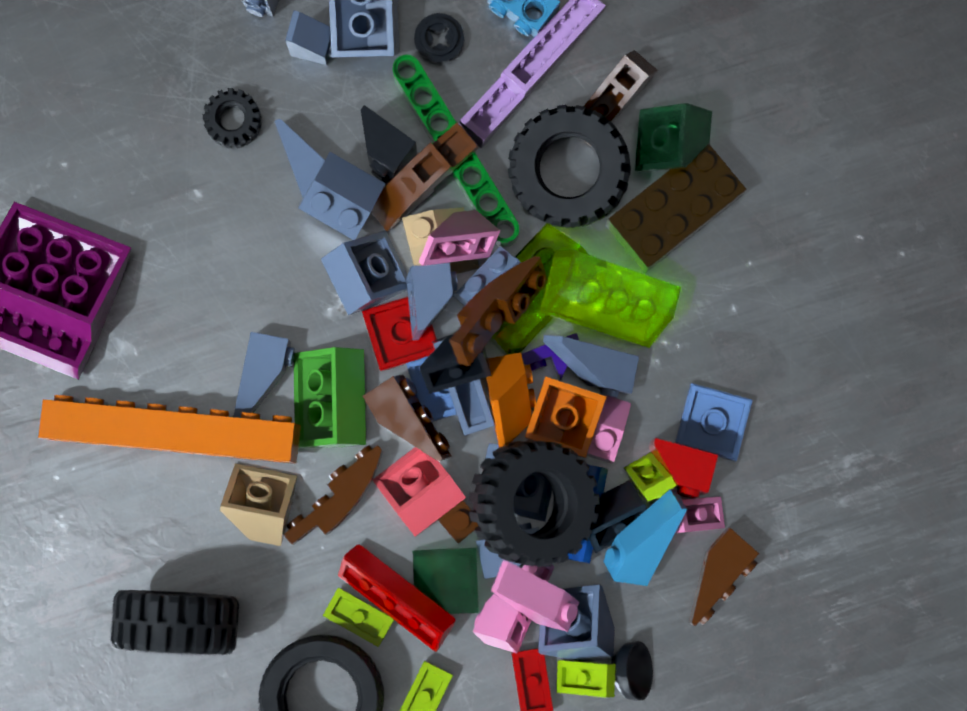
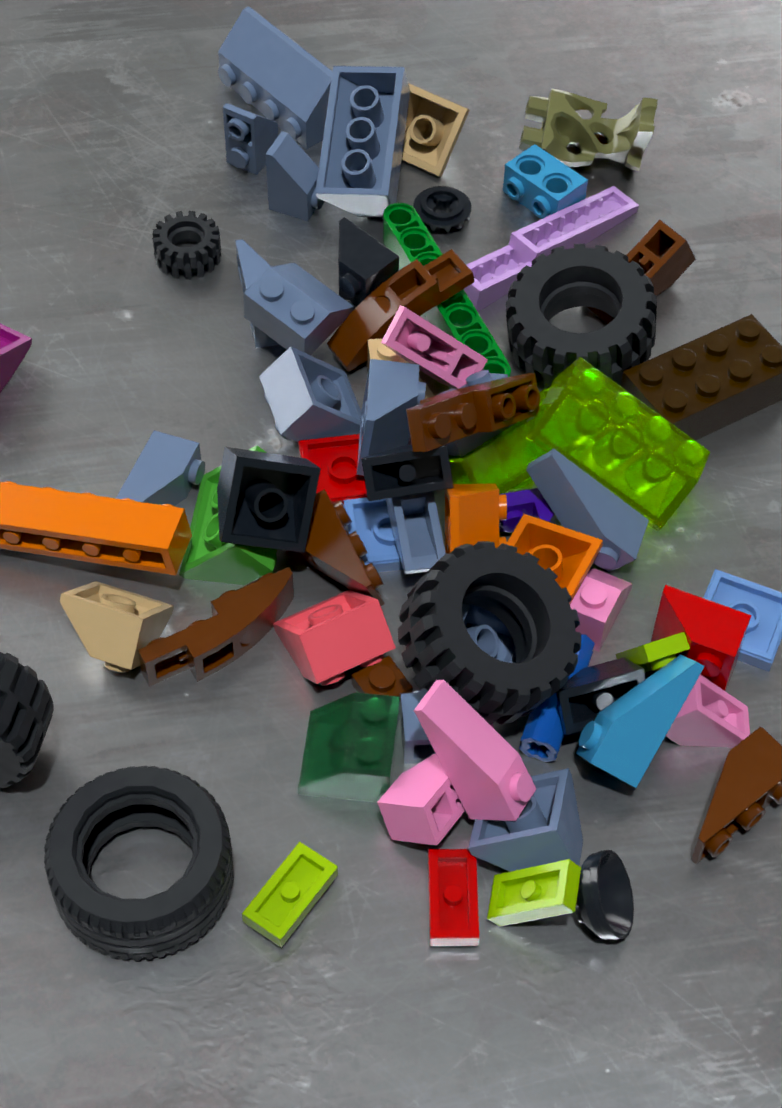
camera: 10 degrees right, 30 degrees down
(353, 403) = (266, 499): none -> black slope
(358, 617) = (228, 780): lime plate -> none
(396, 597) = (276, 752): red slope -> none
(671, 136) = (709, 300): clear green slope -> none

